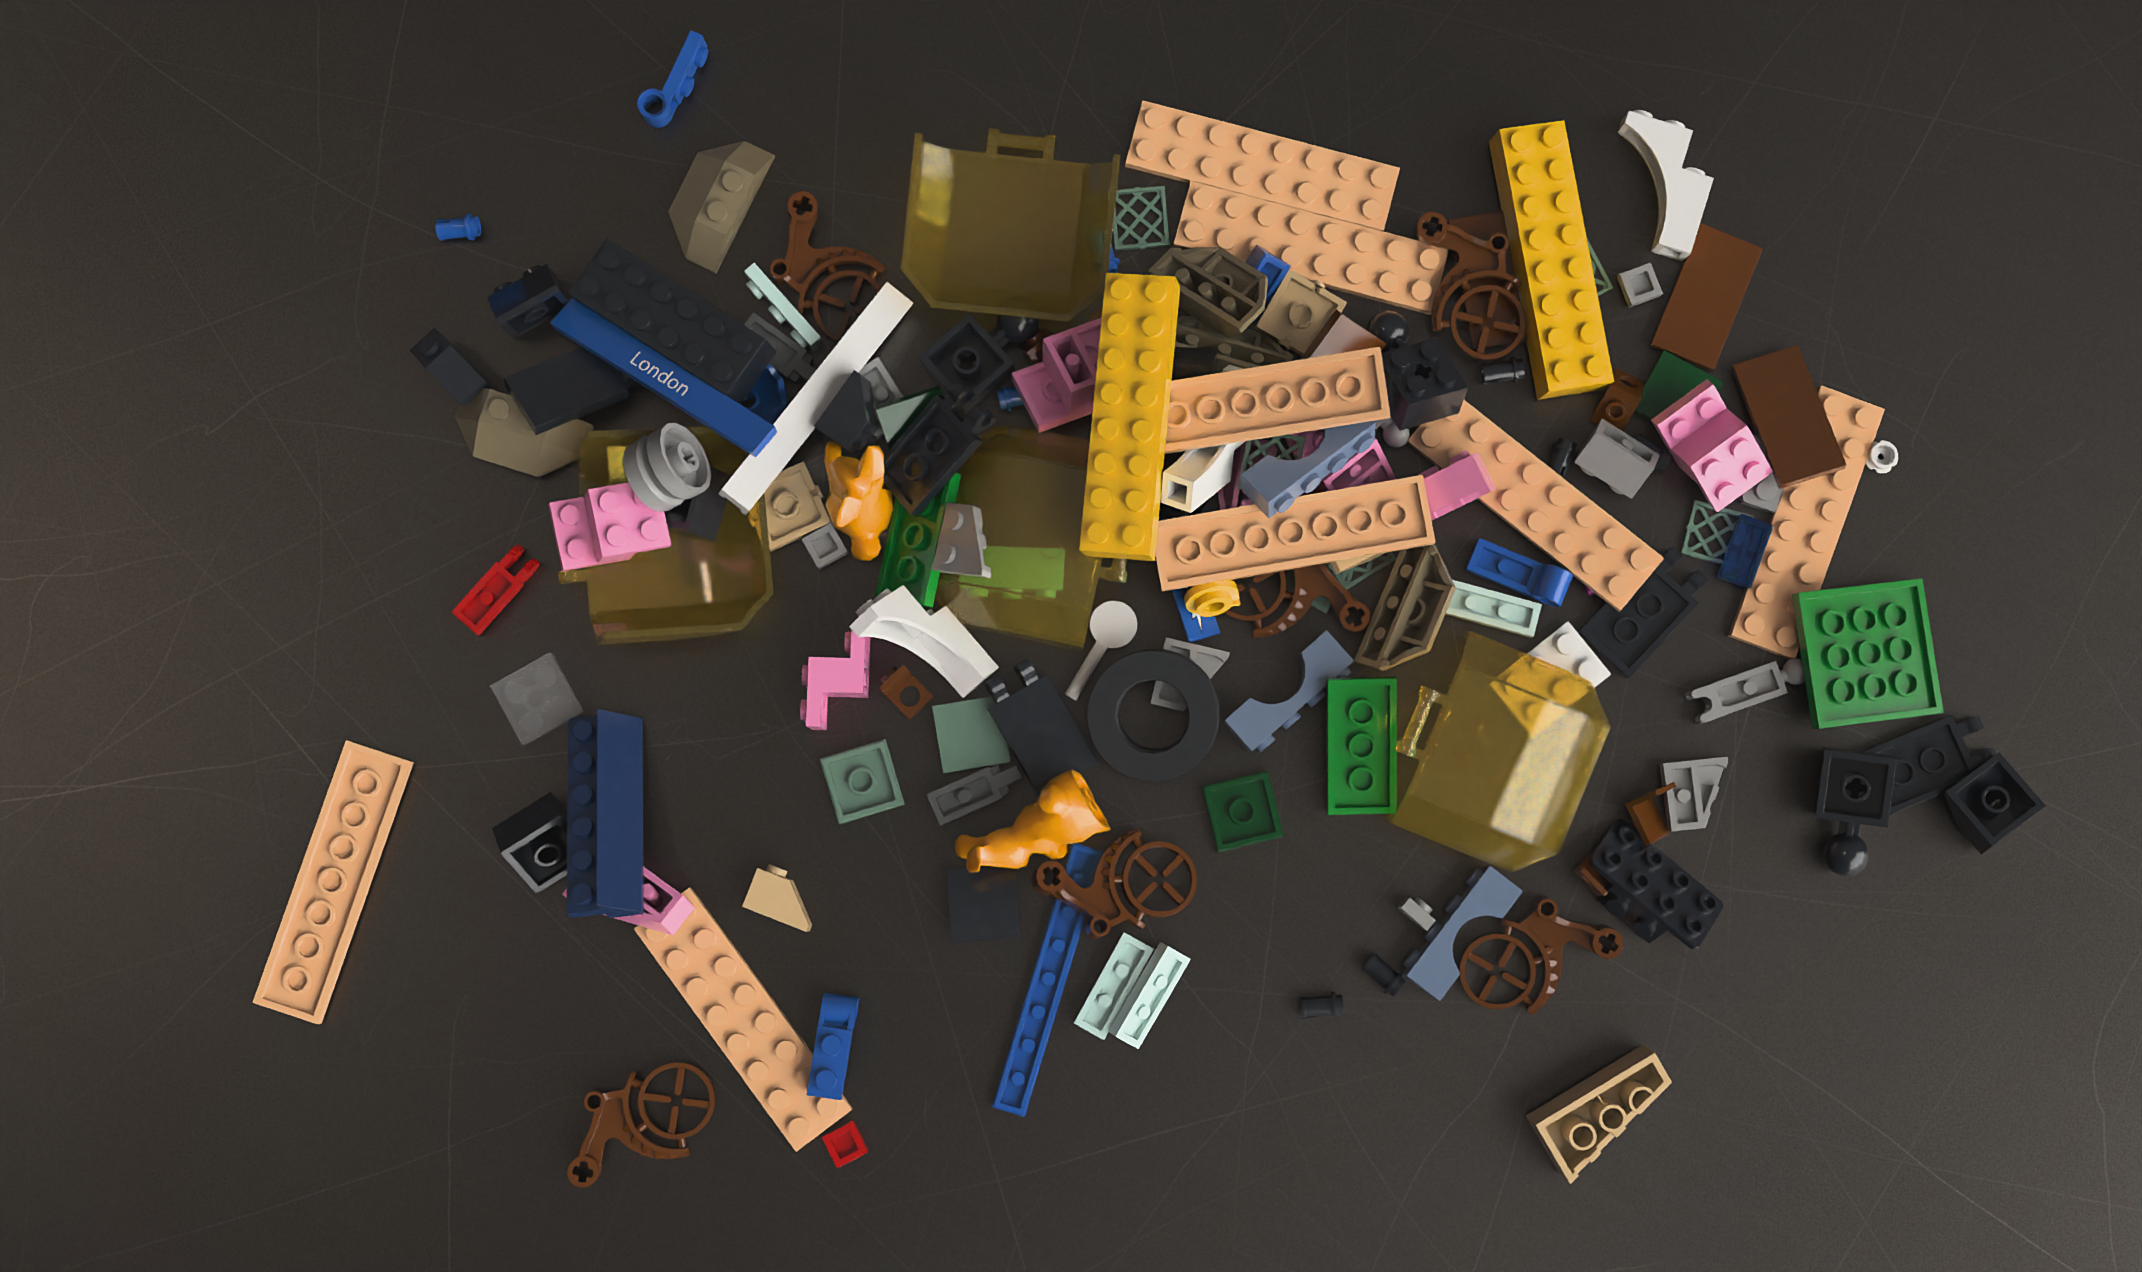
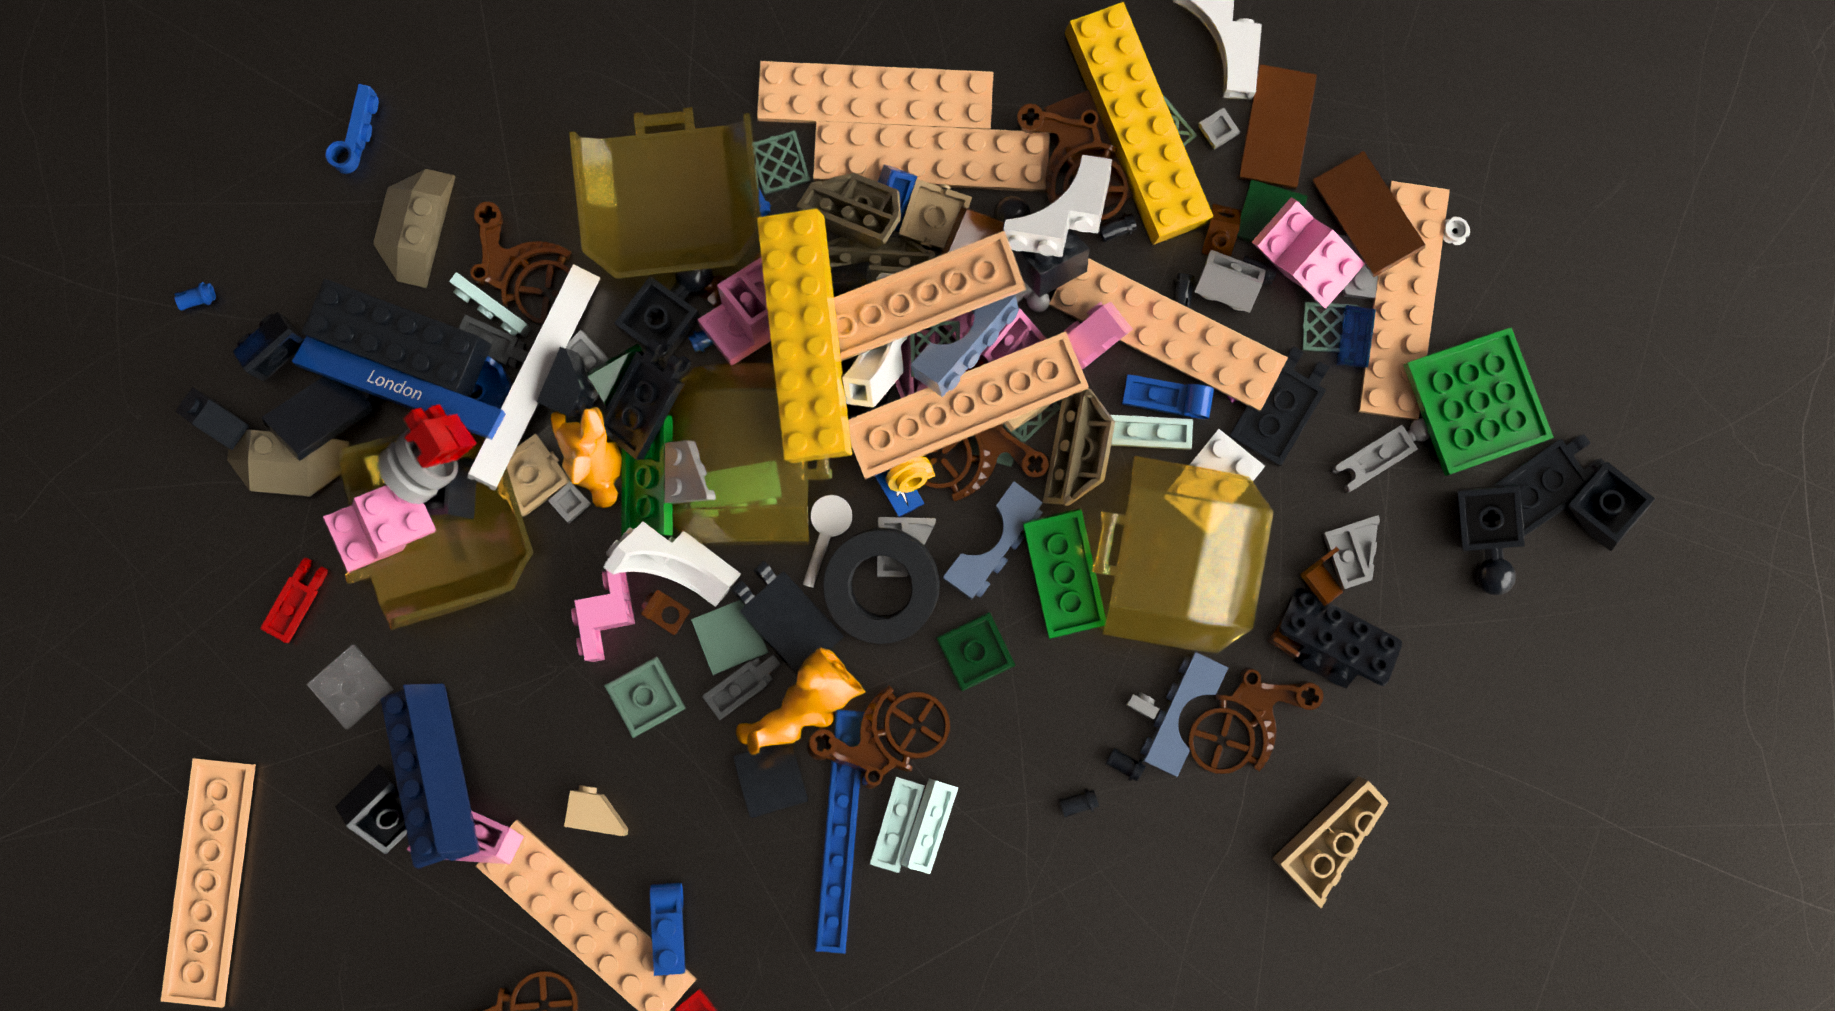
camera: 10 degrees left, 0 degrees up
(697, 439) = (438, 436): none -> red hips
(1462, 341) = (1076, 209): none -> white arch

